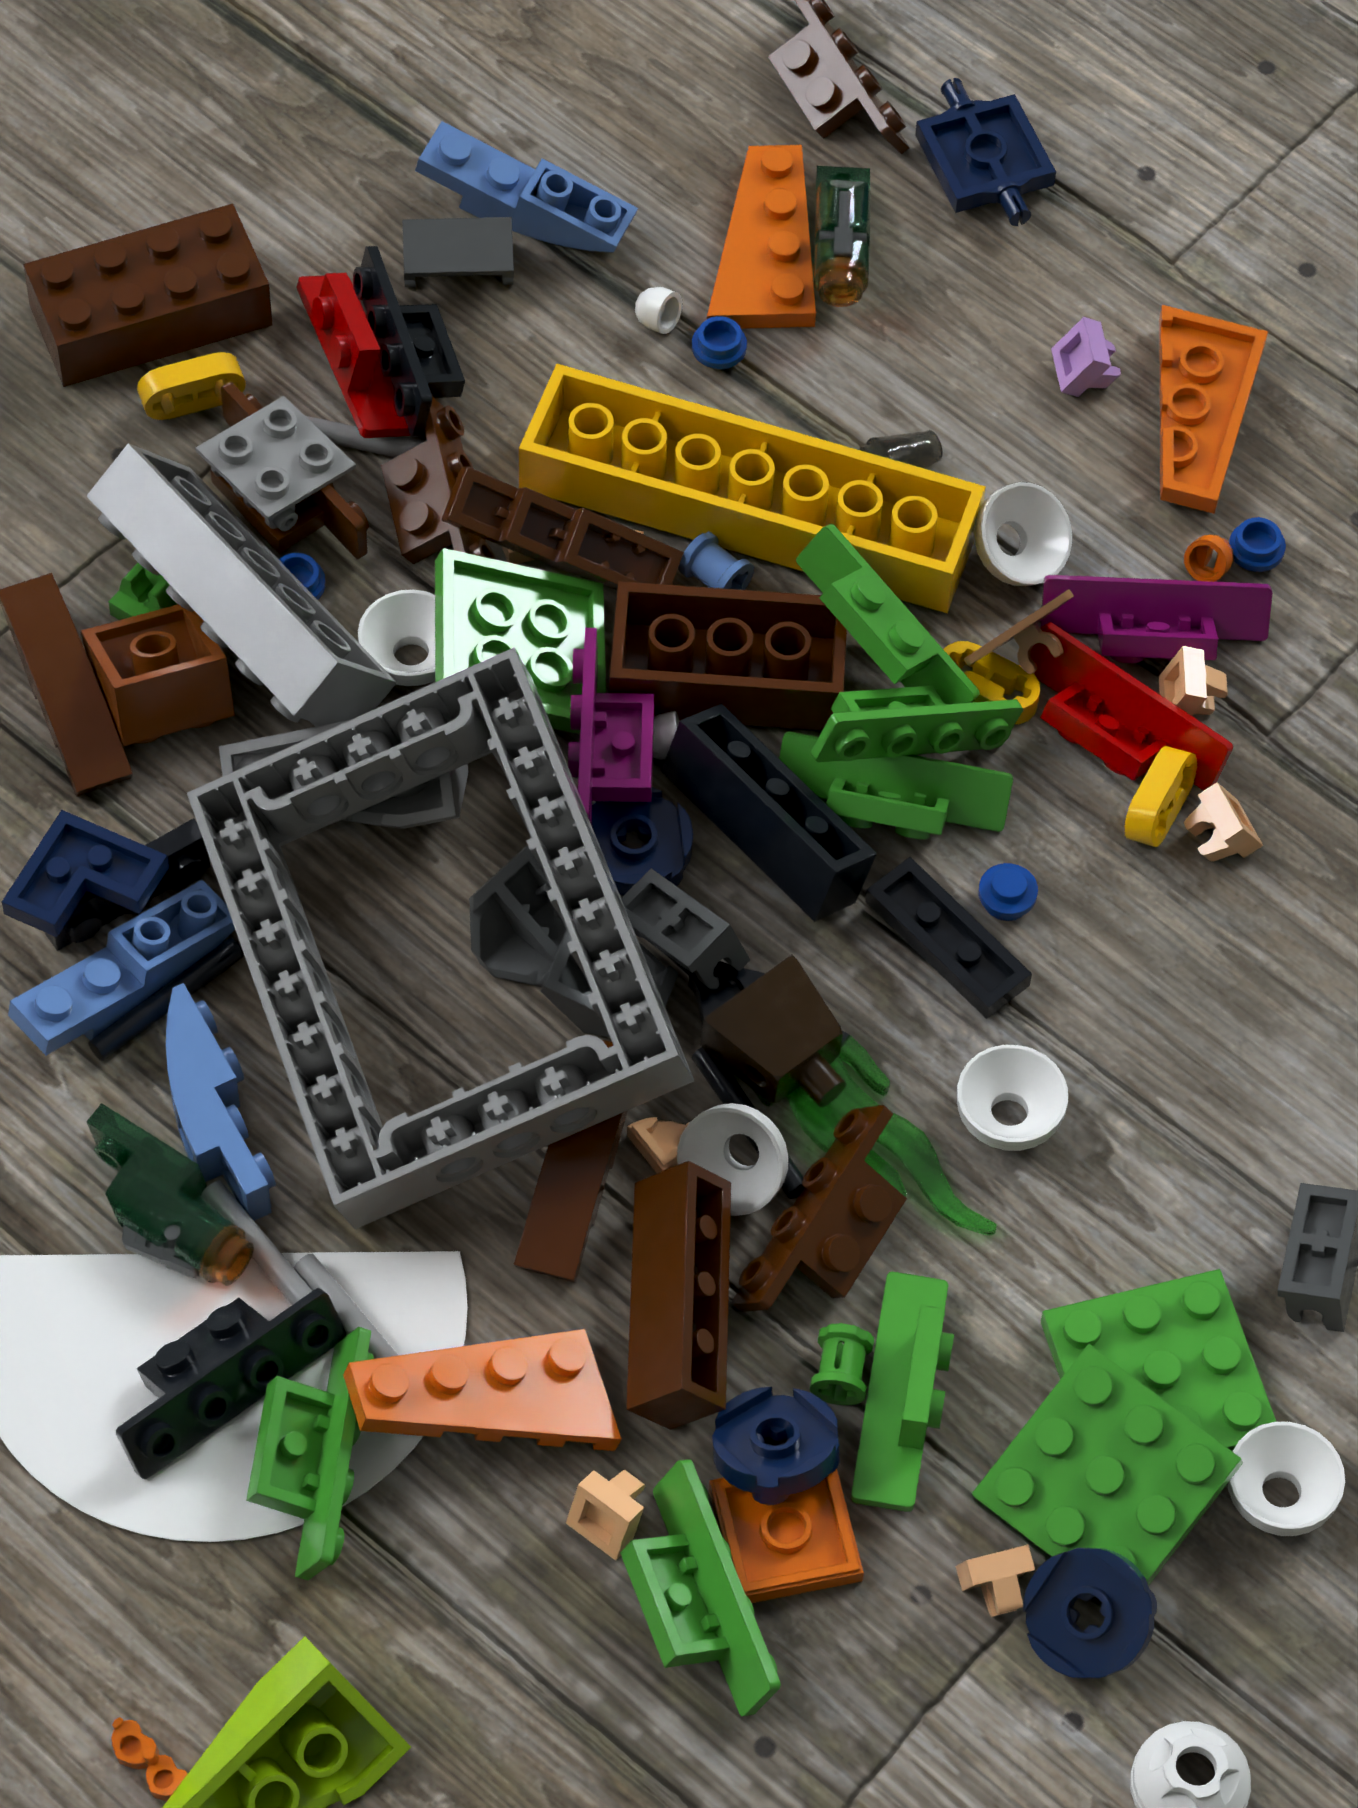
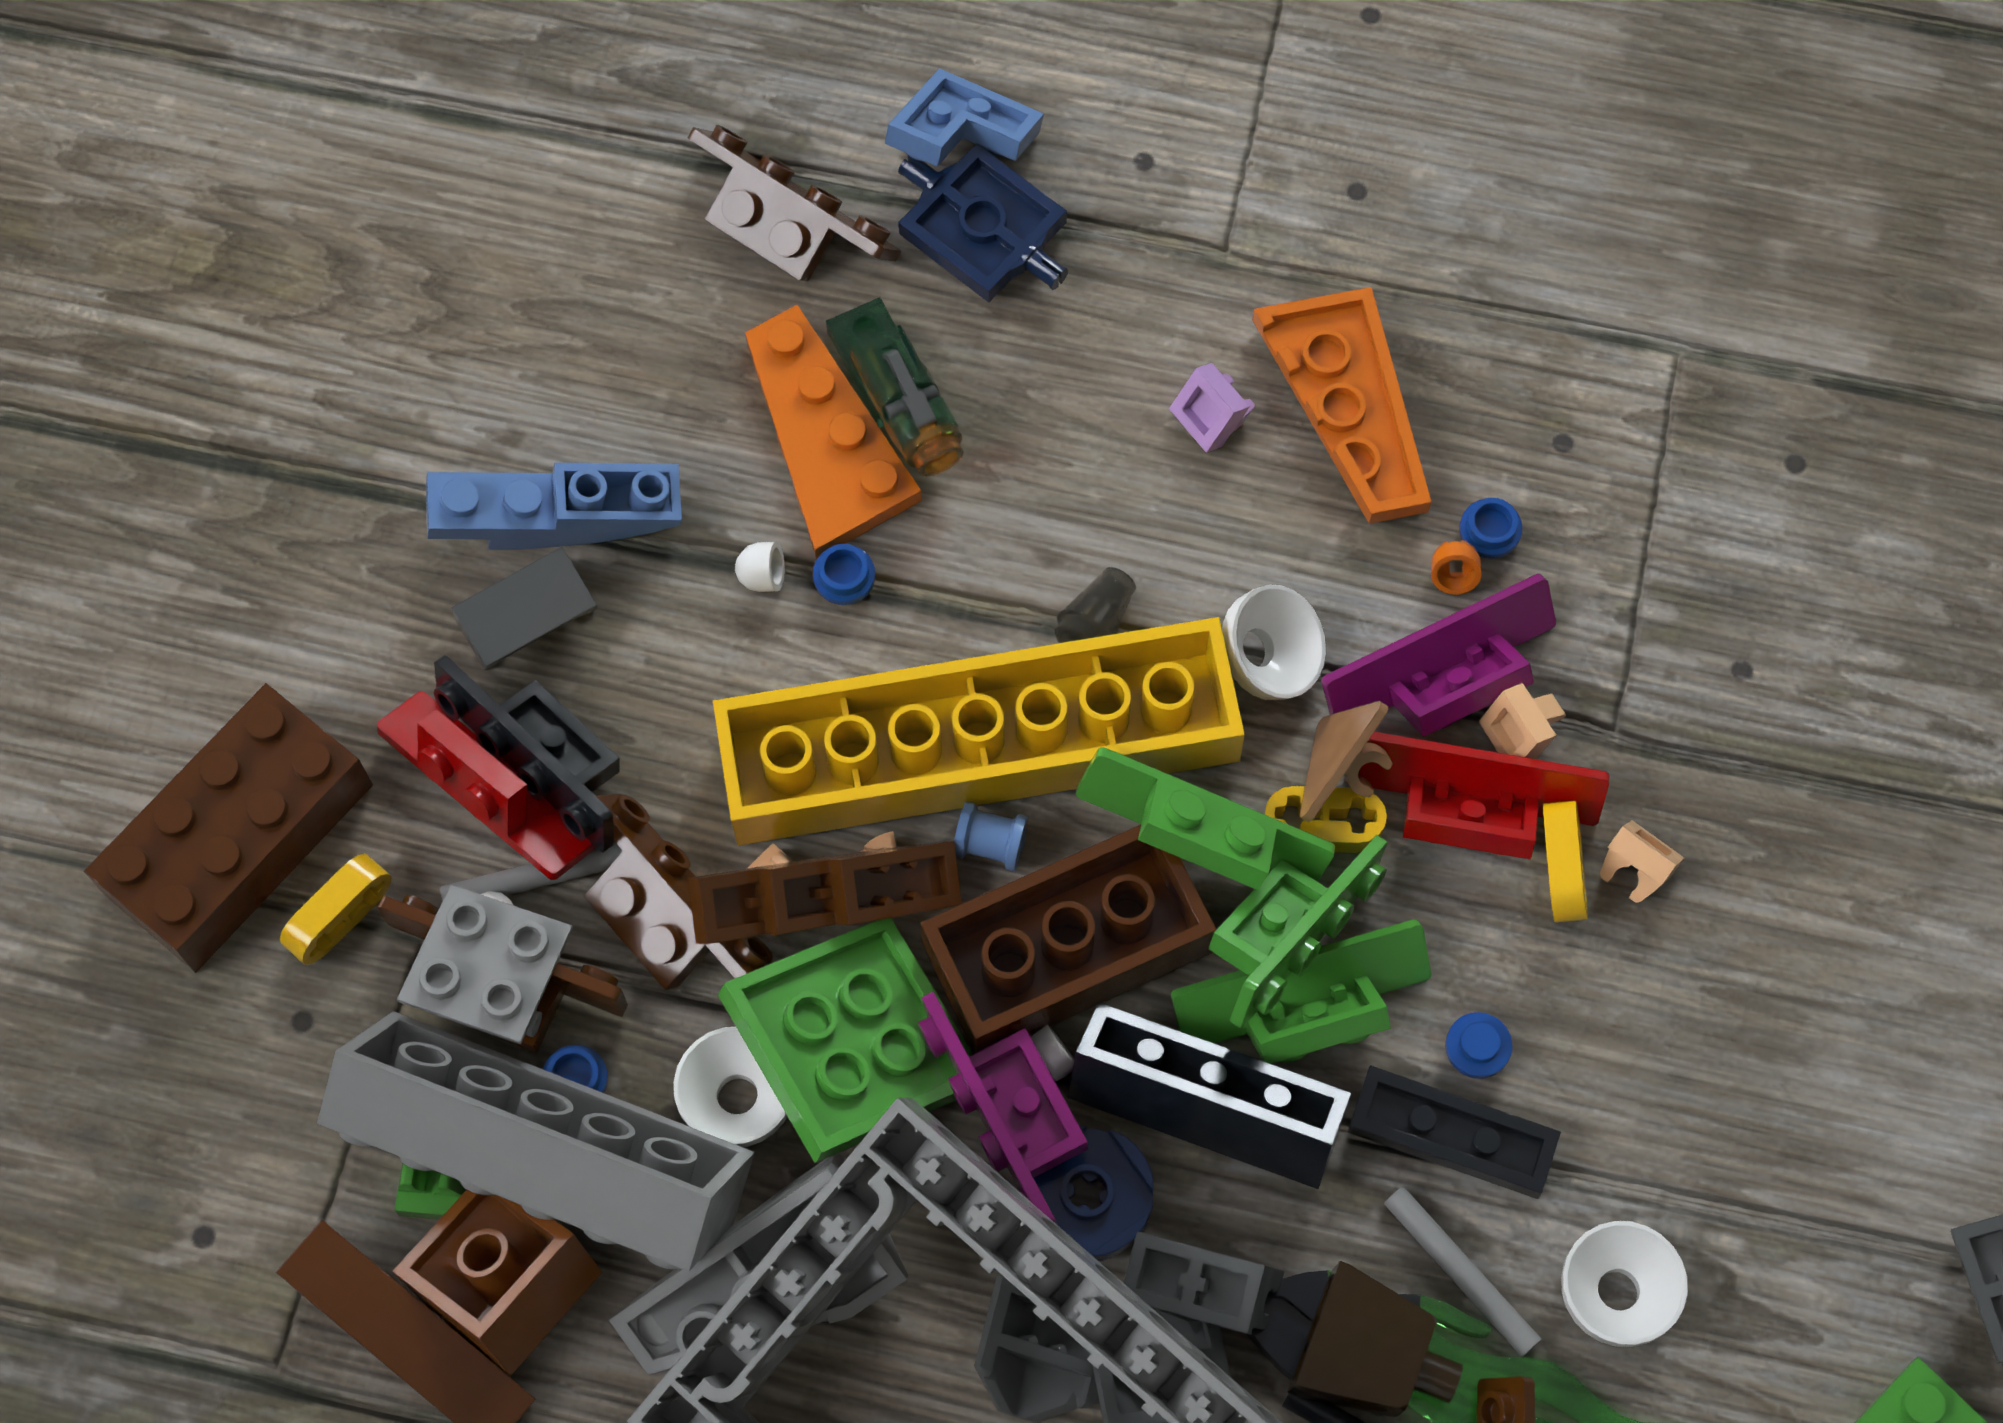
camera: 25 degrees left, 10 degrees up
(893, 1038) = (1462, 1271): none -> light grey bar
(1014, 64) = (958, 109): none -> medium blue plate

